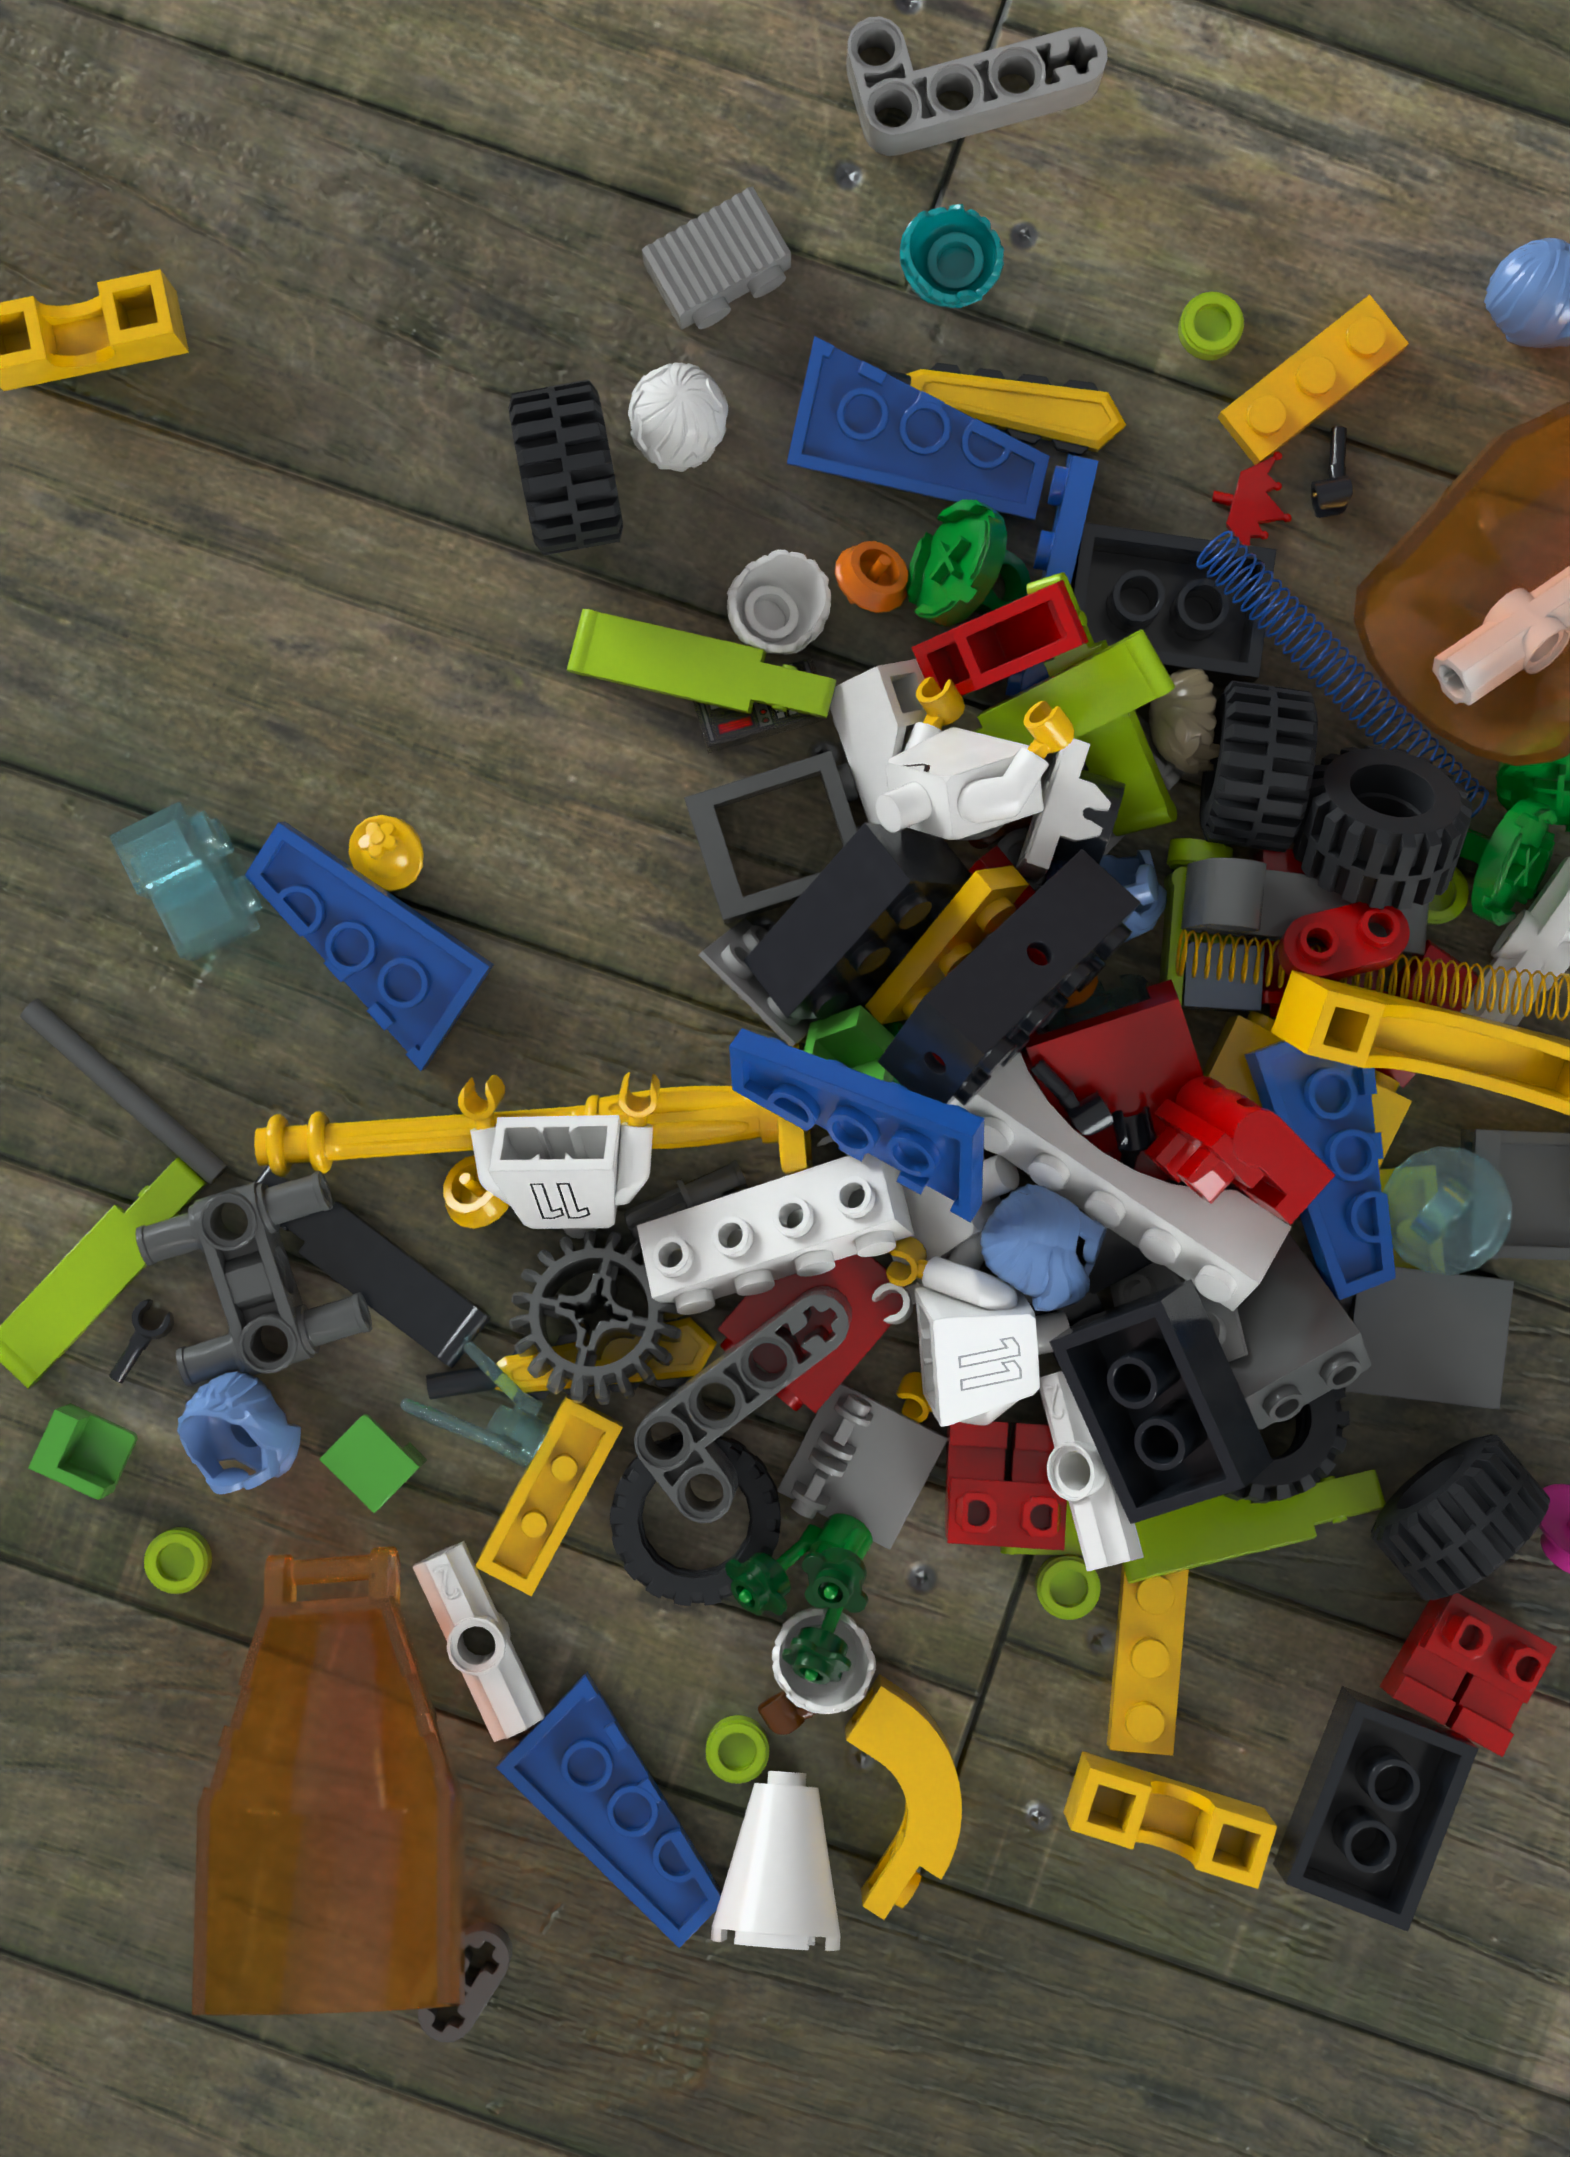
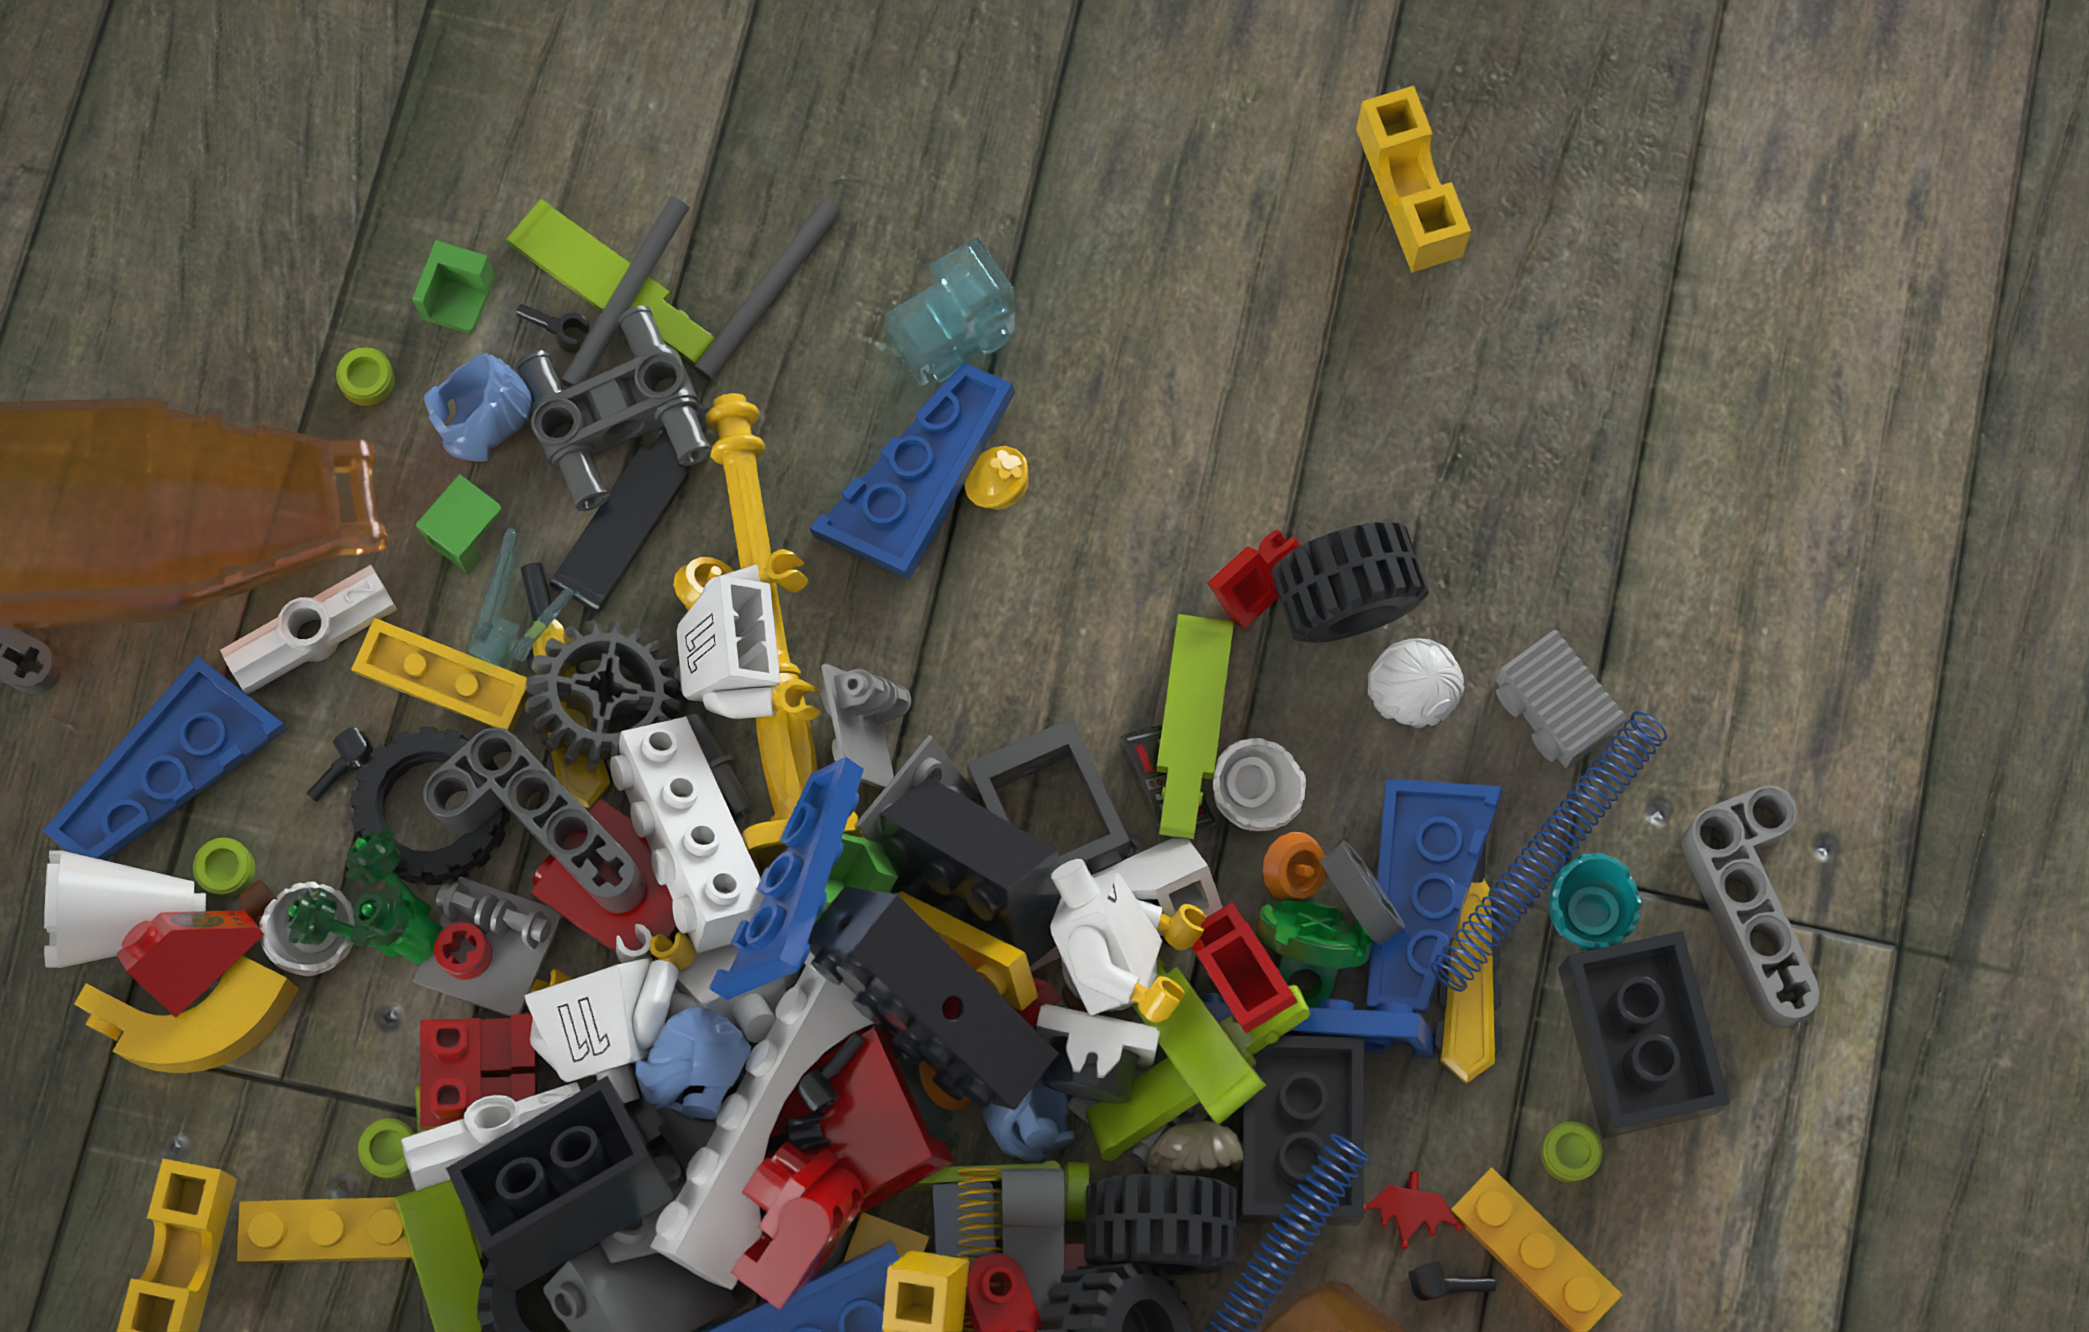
camera: 80 degrees right, 15 degrees down
(114, 1254) = (626, 292): none -> dark grey bar
(540, 583) = (1246, 582): none -> red plate
(622, 1598) = (354, 751): none -> black hand
(642, 1037) = (858, 710): none -> light grey hinge
(803, 207) = (1460, 976): none -> blue piece
(843, 1793) = (186, 952): none -> red slope
(853, 1504) = (449, 942): none -> red bush
(917, 504) = (1362, 893): none -> dark grey beam
(1105, 225) = (1643, 1034): none -> black brick

